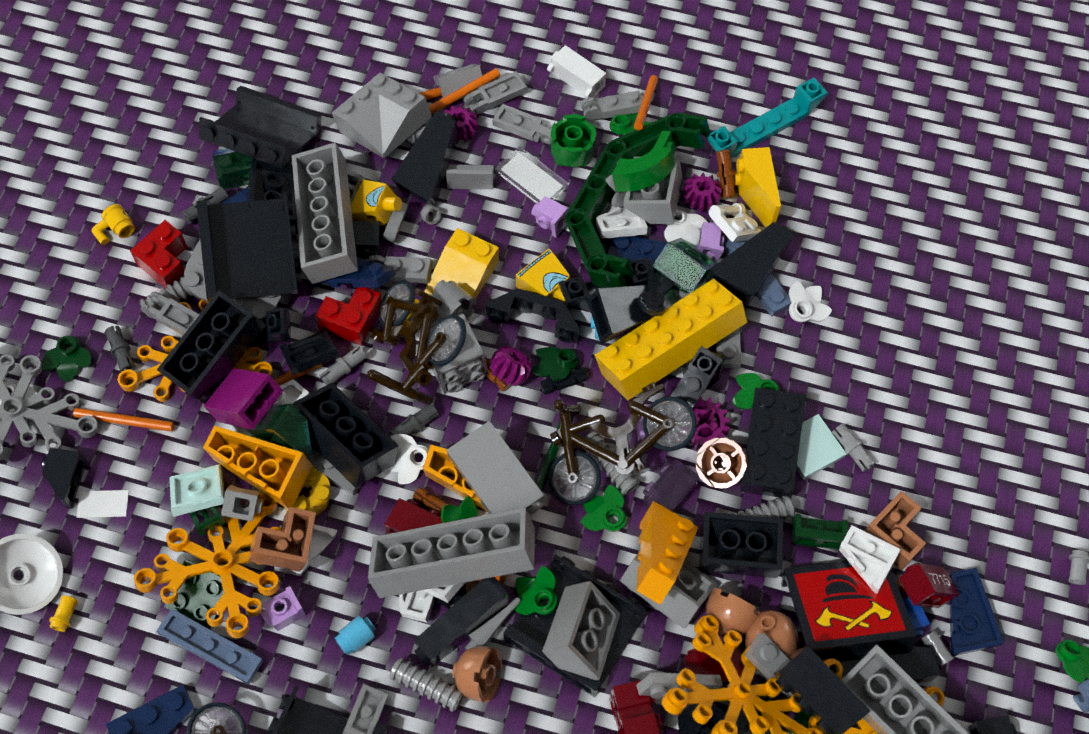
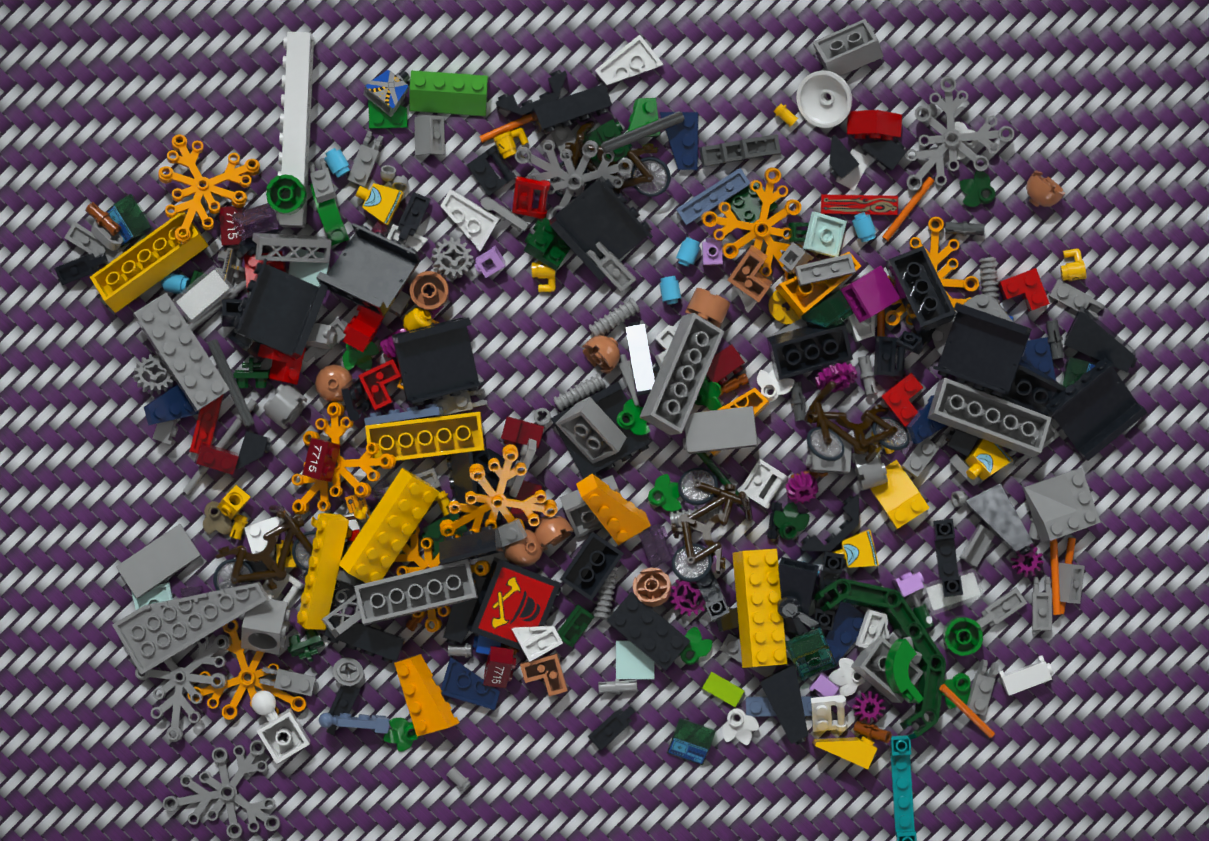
camera: 125 degrees right, 25 degrees up
(28, 502) = (874, 124): none -> red brick
(36, 288) = (1043, 190): none -> nougat cylinder
(92, 520) = (840, 159): none -> black slope
(135, 646) = (740, 150): none -> dark grey slope
(143, 474) = (859, 203): none -> tile
(150, 207) = (1073, 297): none -> light grey hinge
(167, 452) = (864, 227): none -> medium azure brick
(172, 313) = (963, 277): light grey hinge -> none
(185, 166) = (1096, 340): none -> black slope
(237, 456) = (825, 269): none -> light grey plate
(296, 638) = (688, 252): none -> medium azure brick
(351, 574) = (708, 306): none -> nougat brick
(363, 390) = (840, 373): none -> magenta gear
(526, 173) = (946, 558): none -> black slope
(529, 419) = (758, 479): none -> white plate
(543, 676) = (579, 392): none -> light grey piece
(572, 190) = (921, 612): none -> dark green piece
(594, 700) = (548, 416): none -> light grey bush
(779, 340) = (723, 689): none -> lime tile
(854, 341) = (691, 741): none -> clear green slope
(900, 430) = (611, 727): none -> black hinge
(1023, 657) = (423, 697): none -> light orange wedge

